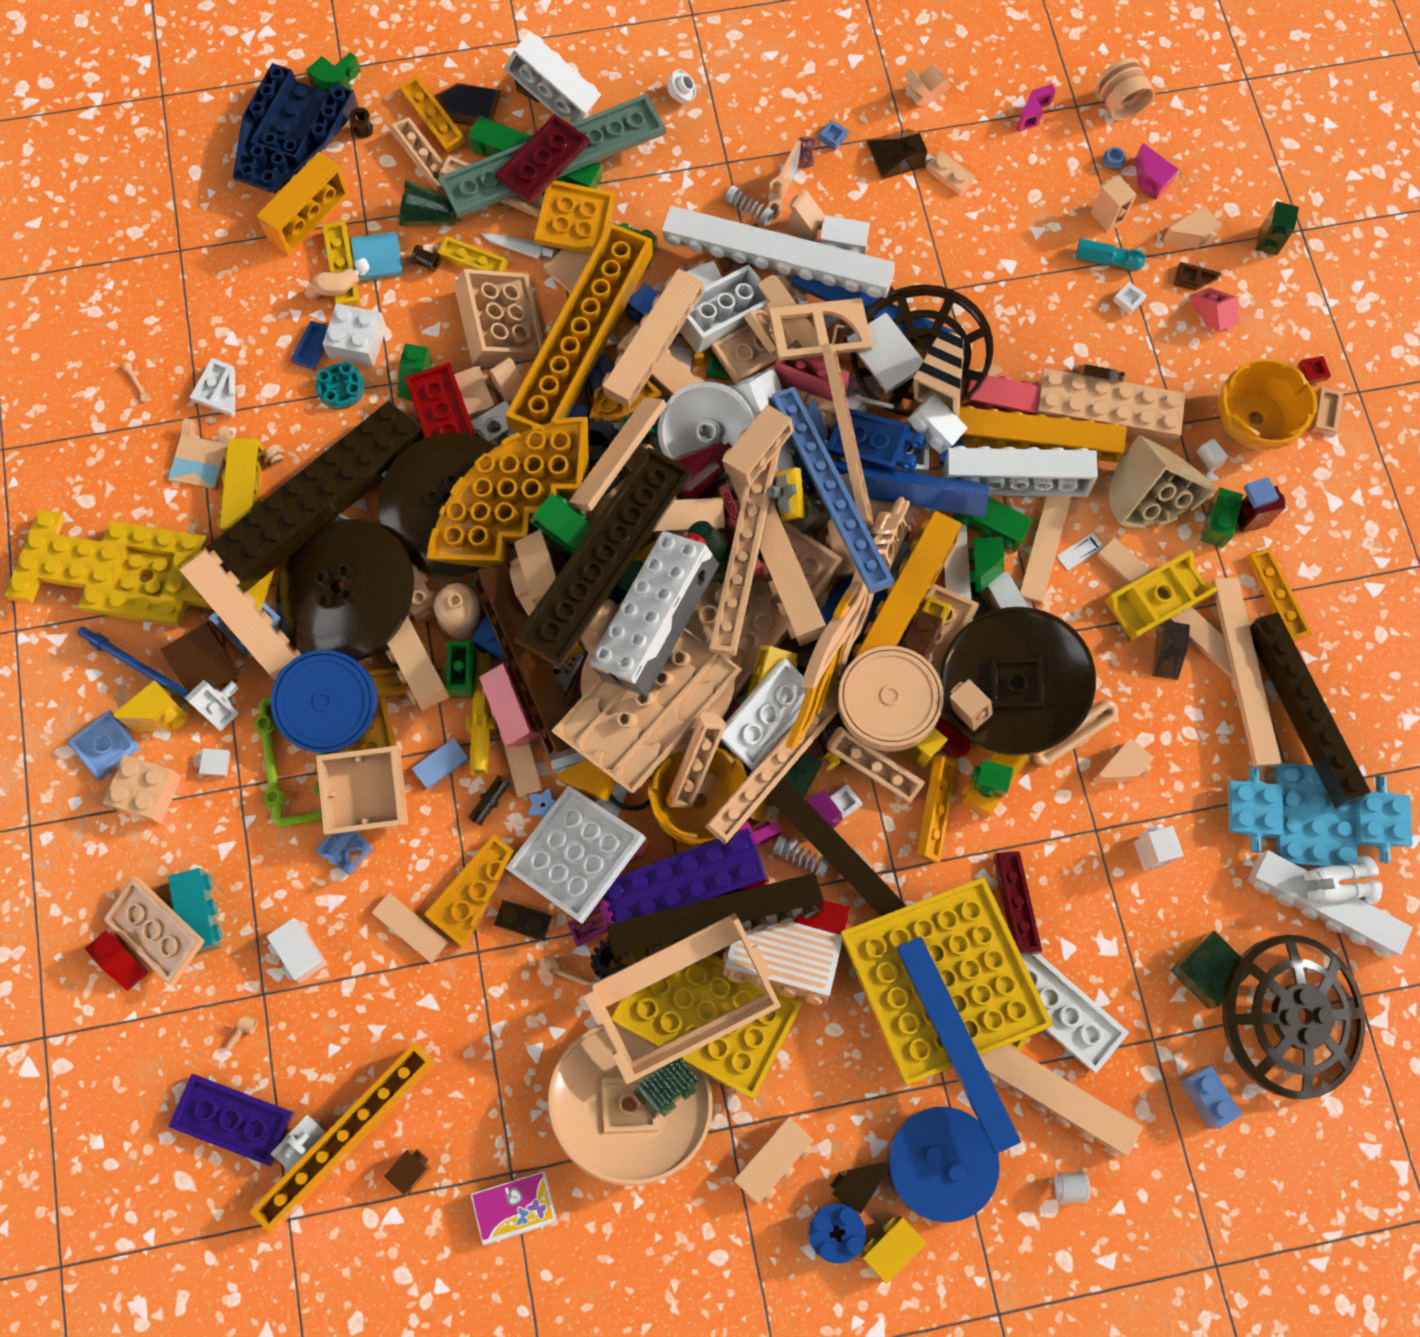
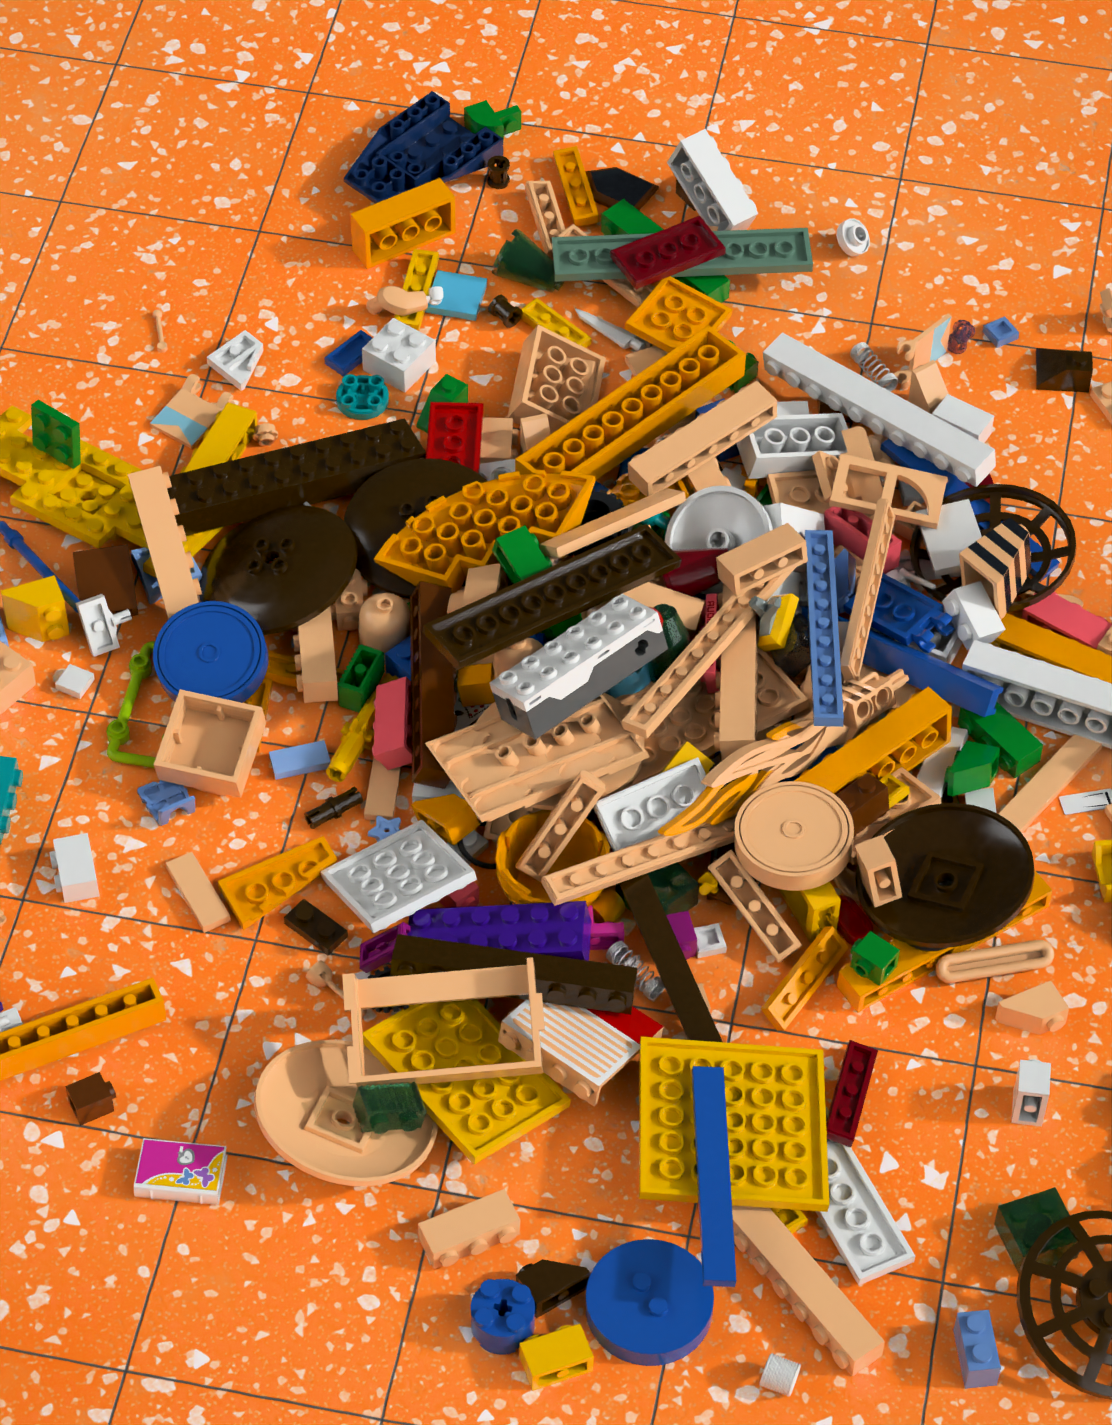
camera: 25 degrees right, 20 degrees down
(92, 535) = (55, 434): none -> green plate

